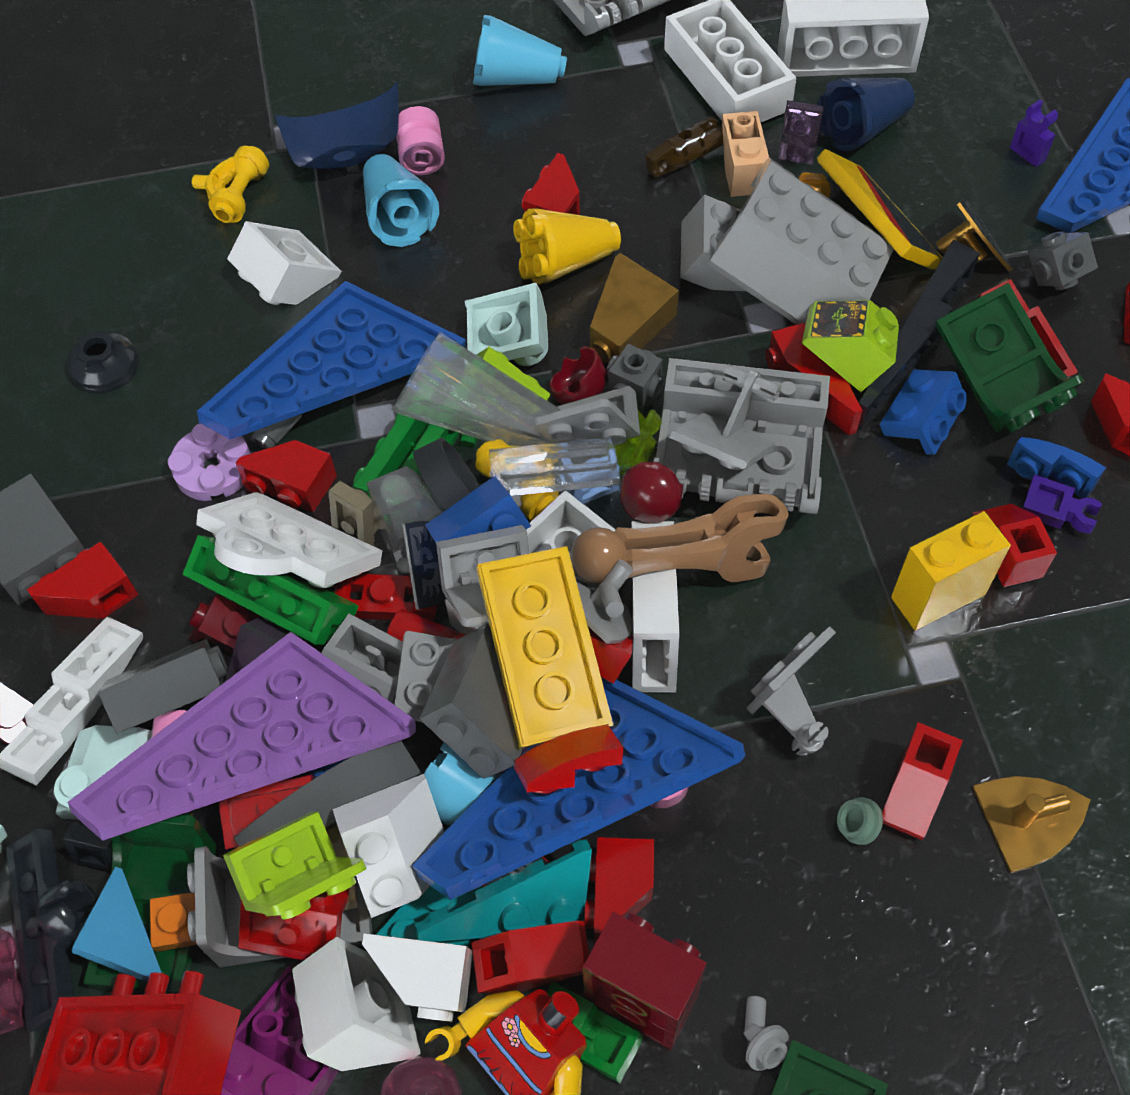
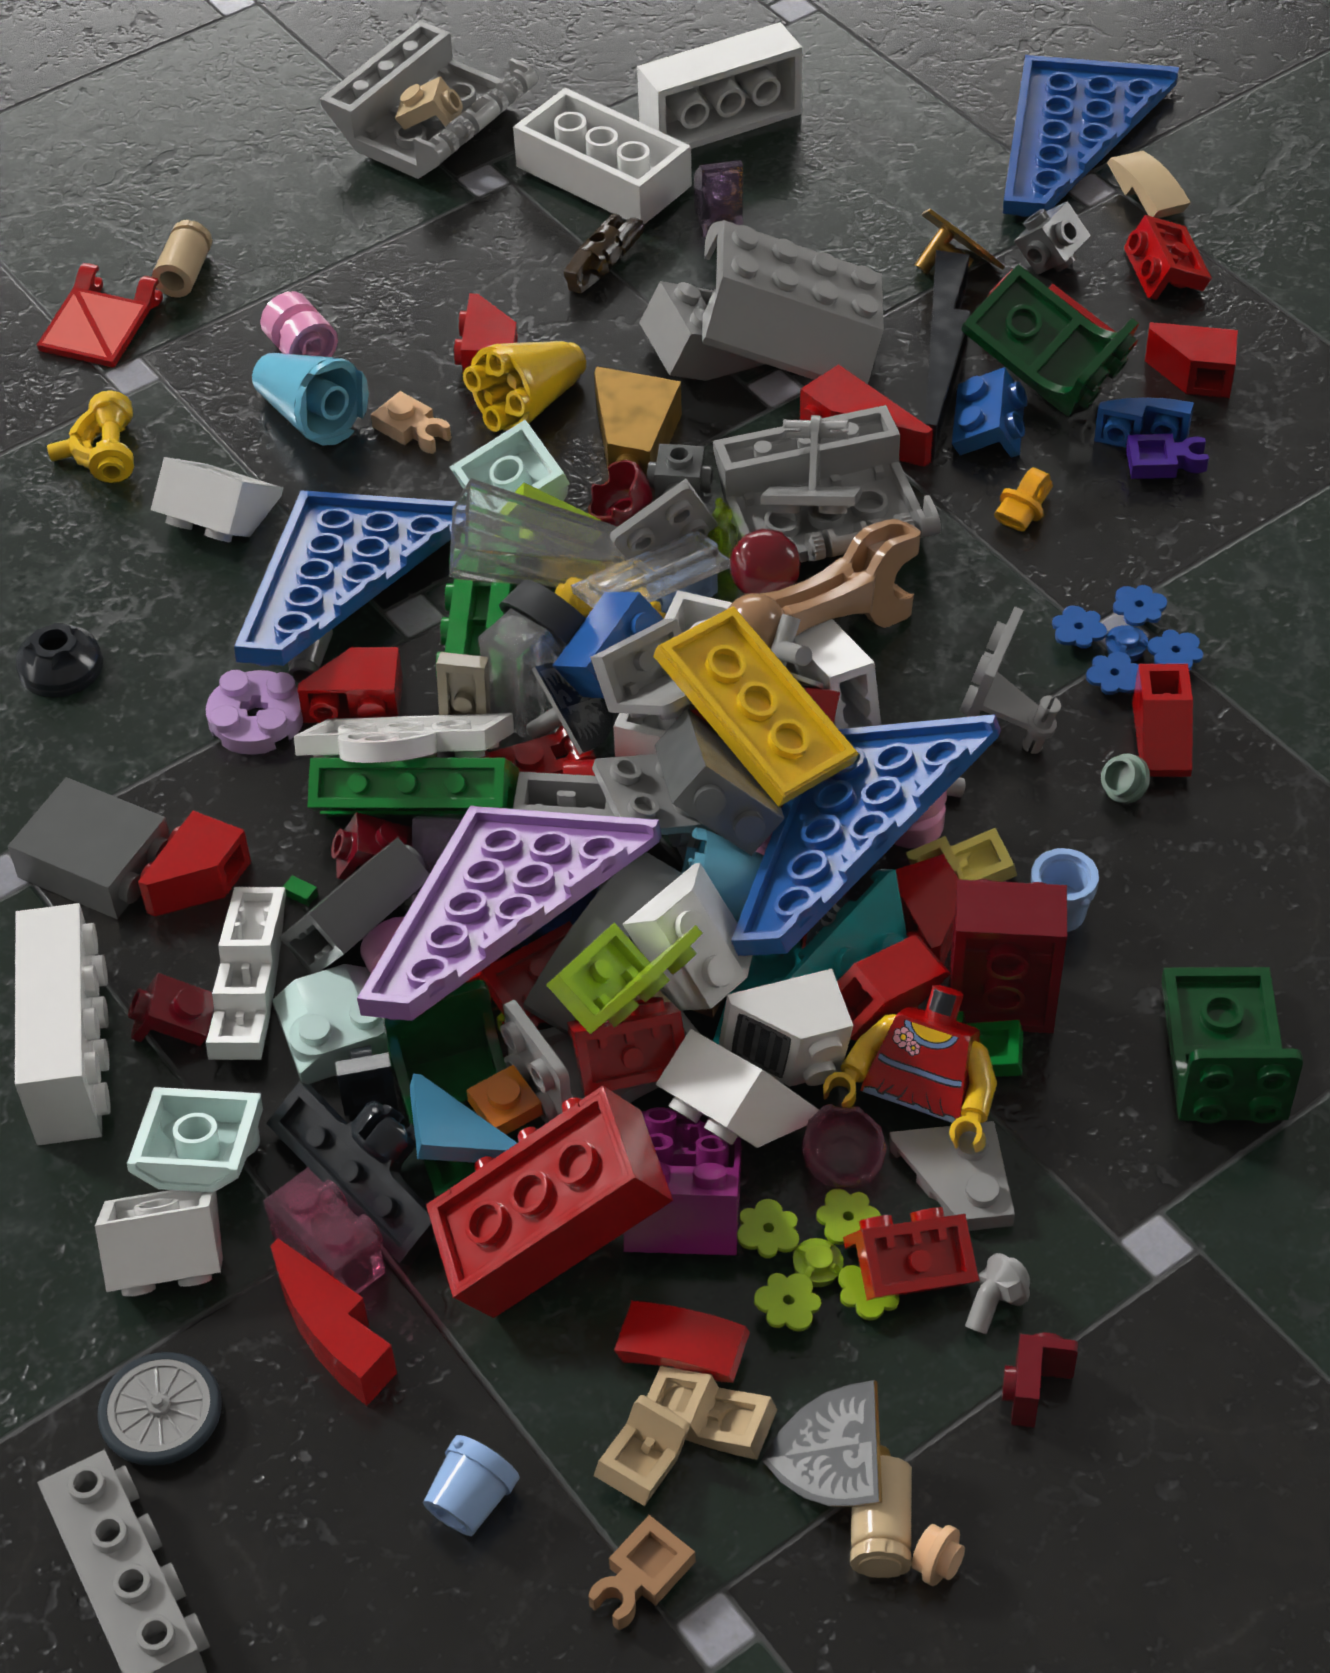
camera: 25 degrees left, 10 degrees down
(155, 638) = (300, 891): none -> green piece
(290, 82) = (97, 324): none -> flag
(343, 135) = (208, 350): dark blue piece -> none
(373, 49) = (182, 258): none -> tan piece
(463, 244) = (409, 419): none -> light nougat plate
(515, 57) = (355, 217): medium azure cone -> none
(555, 761) = (833, 789): red slope -> none
(684, 844) = (971, 859): none -> light yellow slope
(743, 150) = (671, 238): light nougat slope -> none
(743, 914) = (1071, 869): none -> light blue piece
(765, 1044) = (1140, 980): light grey plate -> none
(852, 338) = (890, 366): lime slope -> none
(863, 108) = (773, 159): dark blue cone -> none
(880, 210) = (845, 247): yellow tile -> none
(908, 508) = (1024, 504): none -> light orange piece
(934, 678) = (1125, 642): none -> blue plant
(949, 570) = (1096, 534): yellow brick -> none
(1030, 546) = (1143, 498): red slope -> none
(1030, 817) = (1278, 724): pearl gold shield -> none
(1032, 137) = (959, 136): dark purple plate -> none

